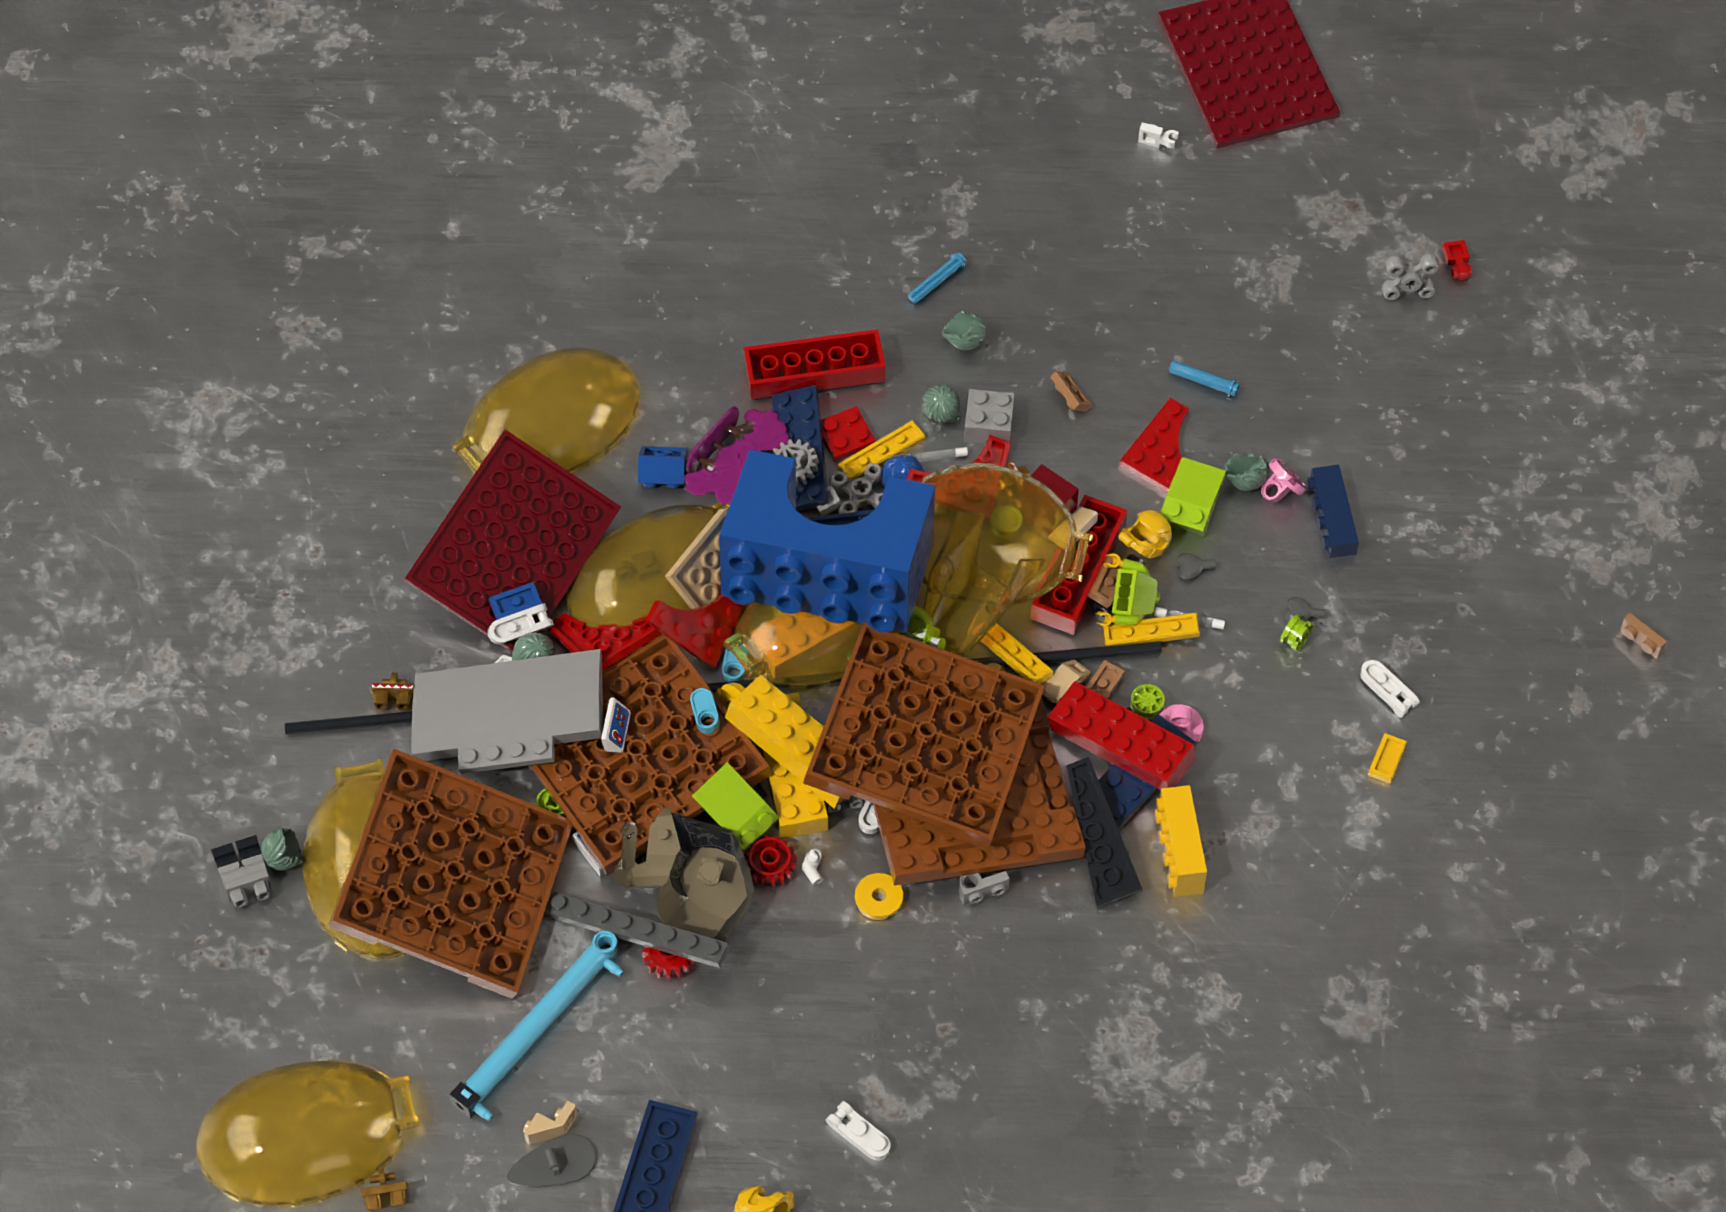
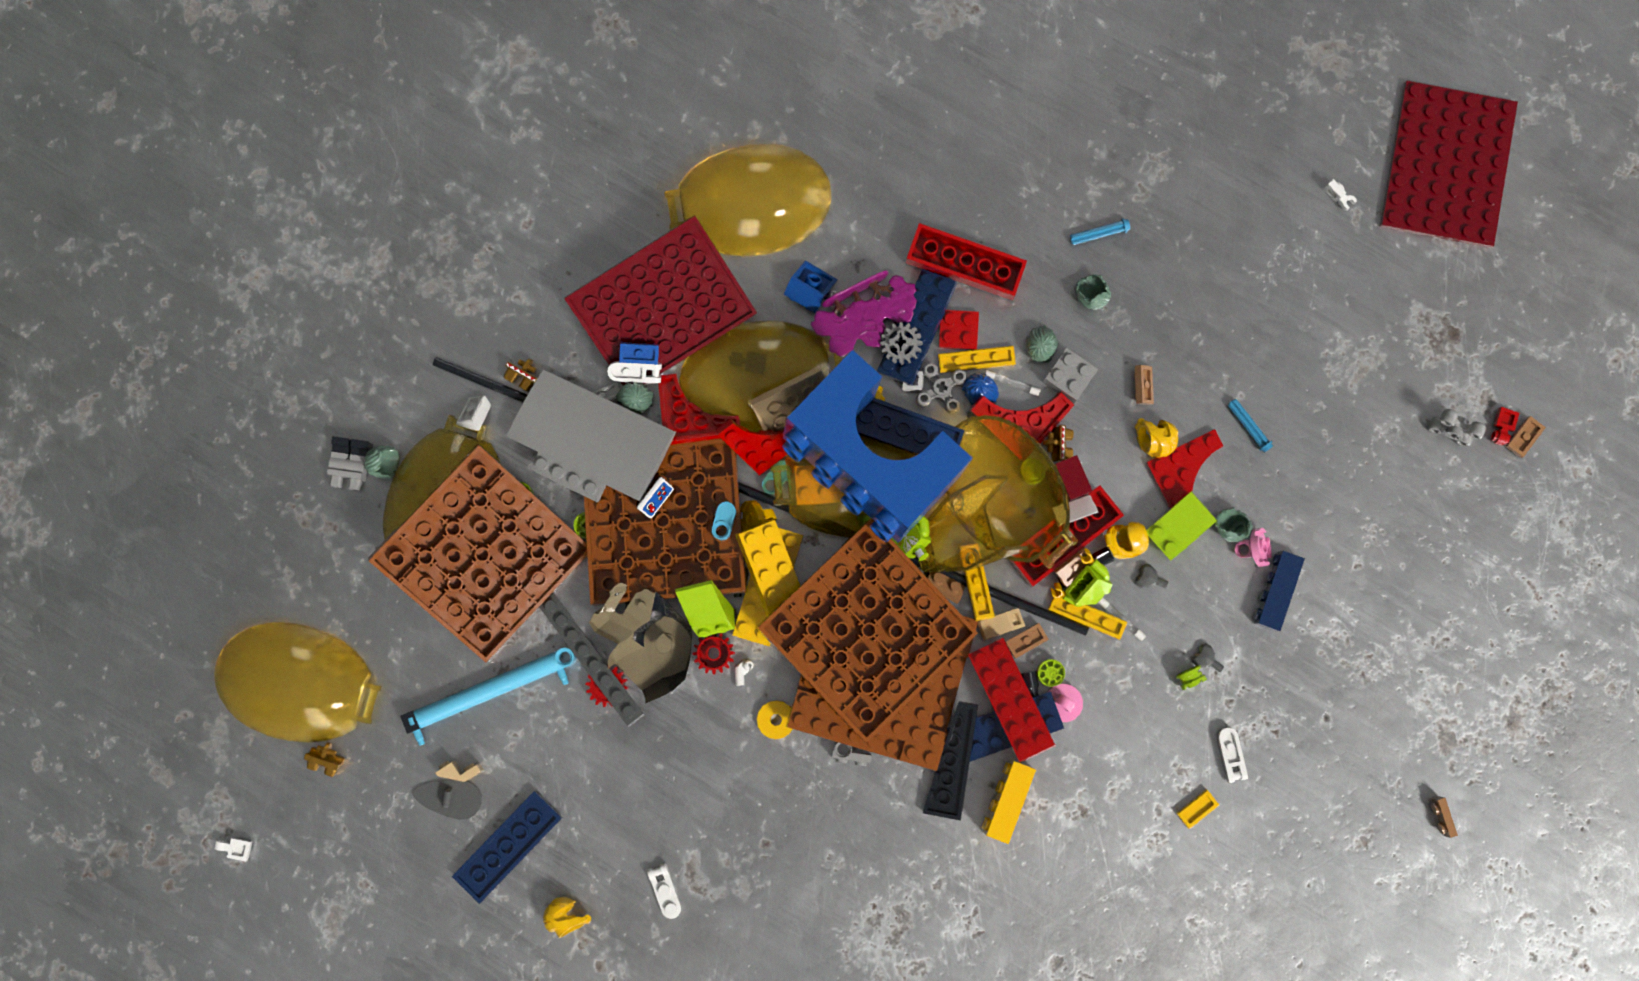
camera: 30 degrees right, 25 degrees up
(360, 752) = (474, 413): none -> white slope
(1123, 425) = (1162, 438): none -> yellow helmet
(1485, 259) = (1525, 437): none -> medium nougat plate

